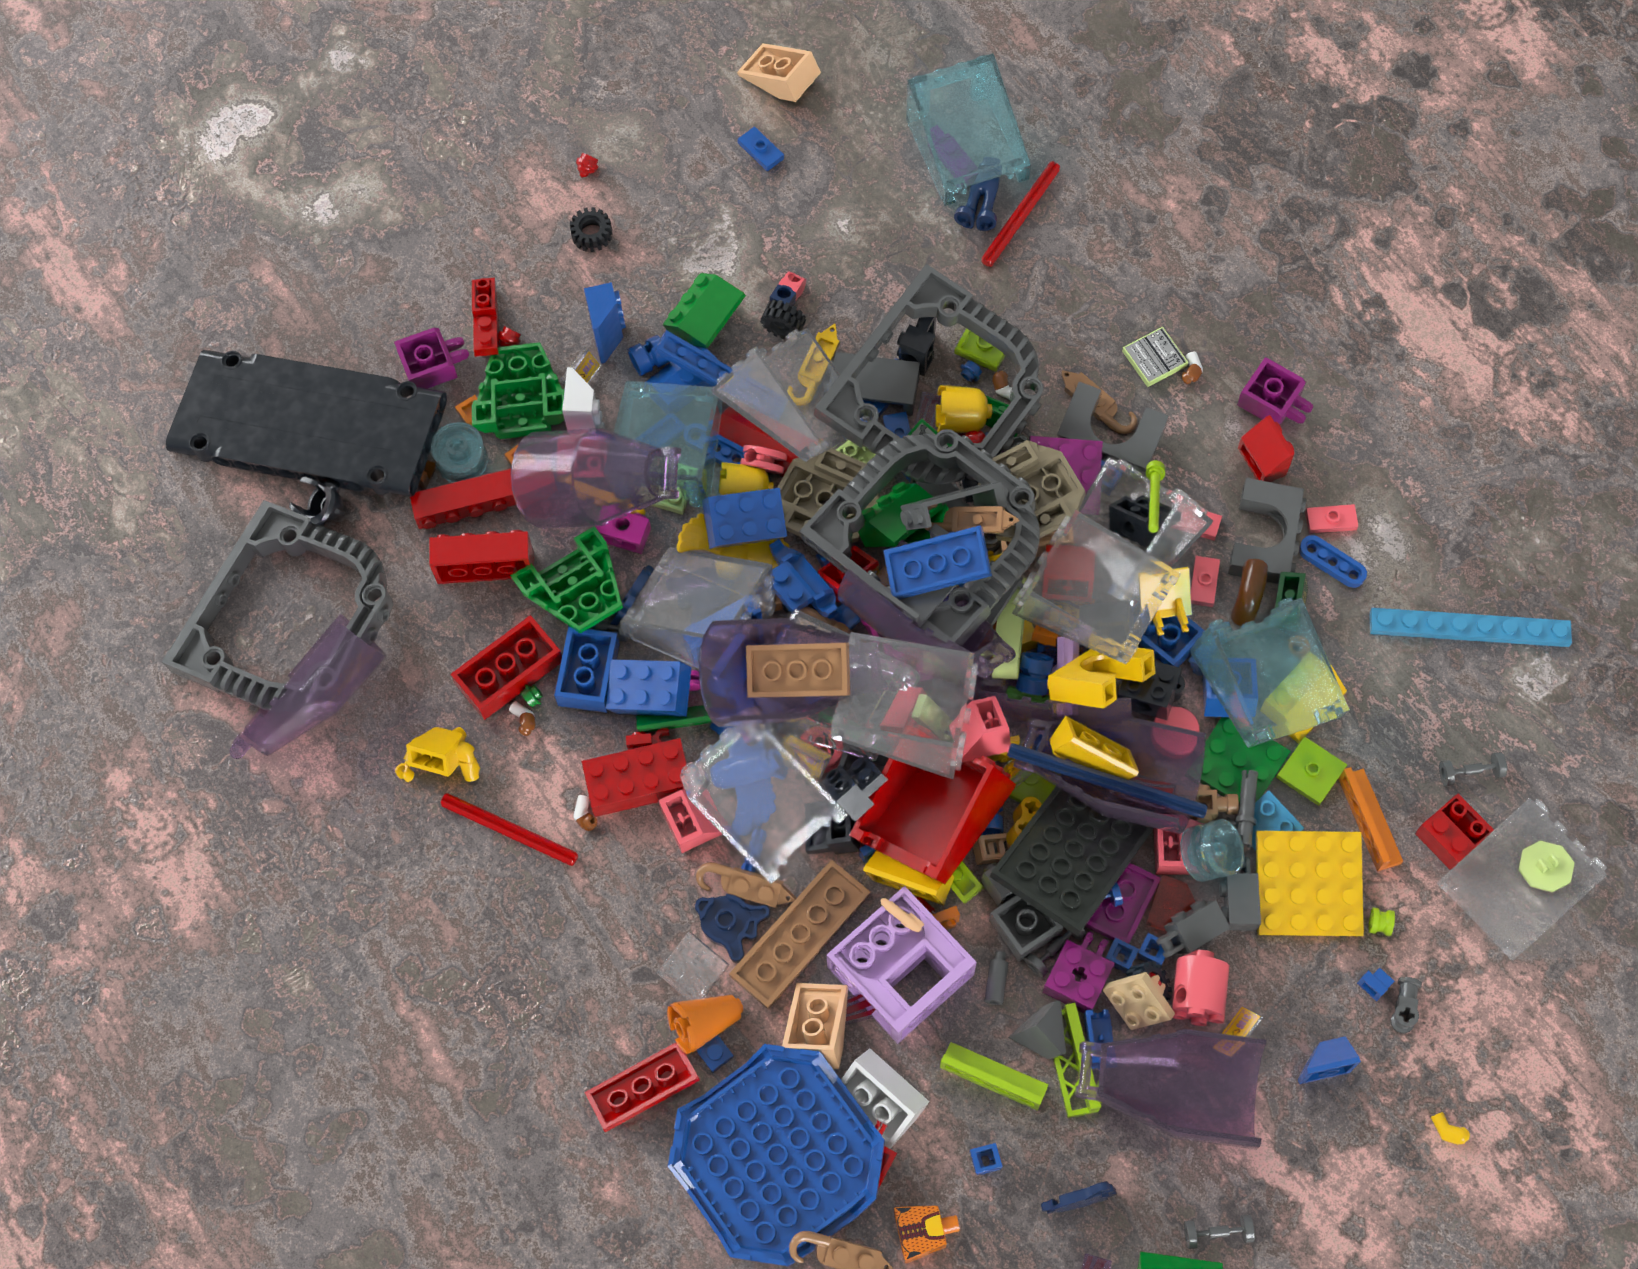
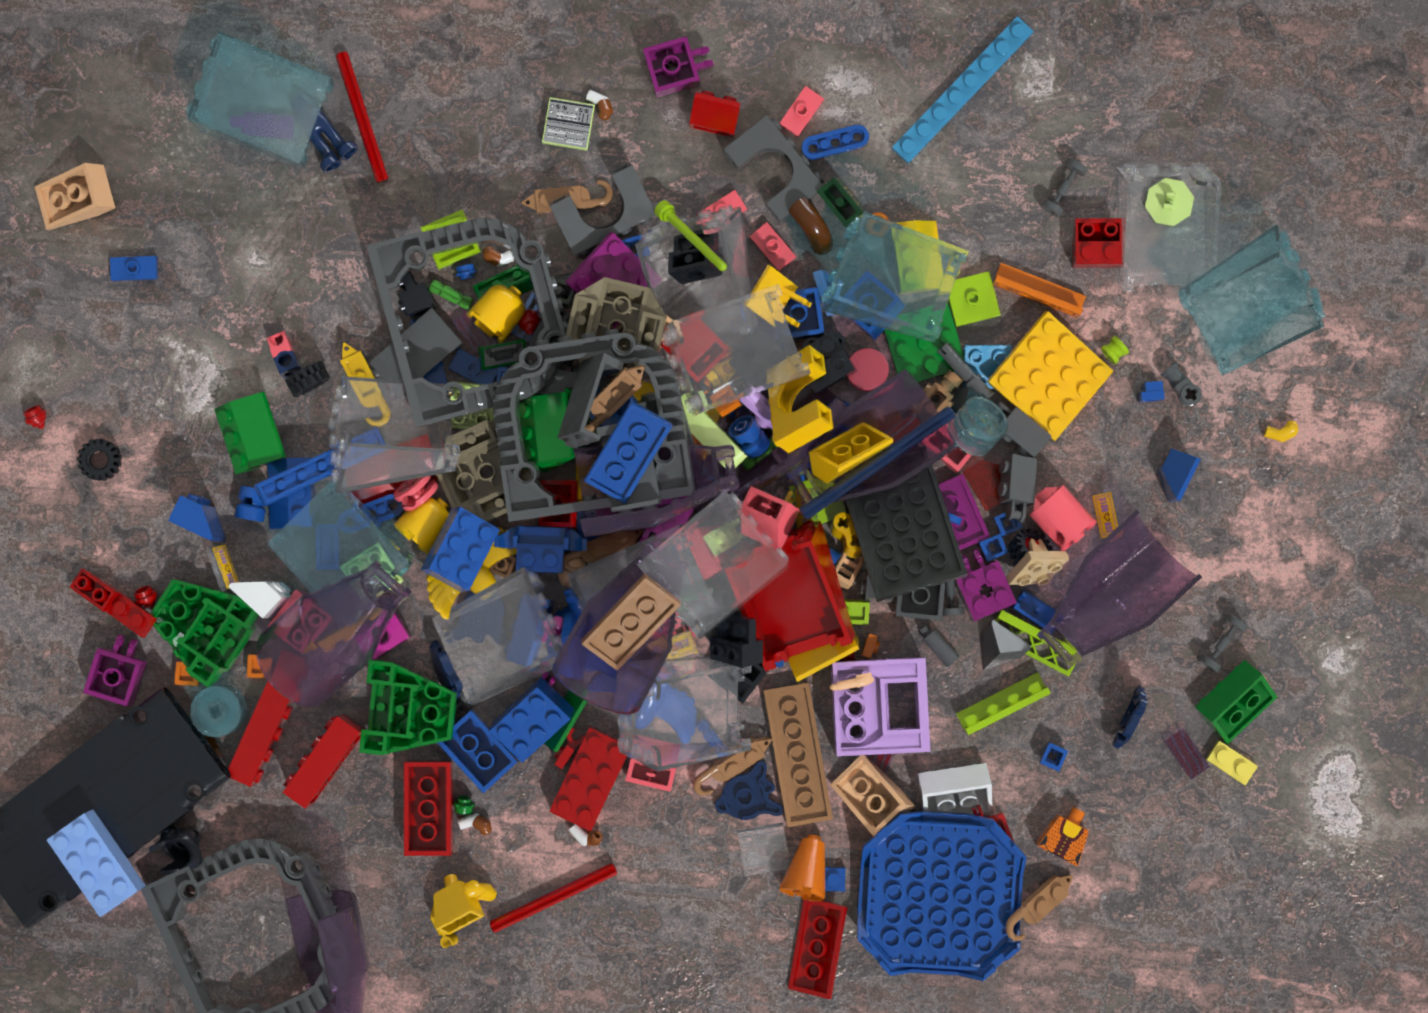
camera: 55 degrees left, 20 degrees up
(259, 446) = (96, 862): none -> light blue brick
(941, 370) = (450, 294): none -> bright green axle
(1536, 999) = (1254, 301): none -> clear light blue windscreen

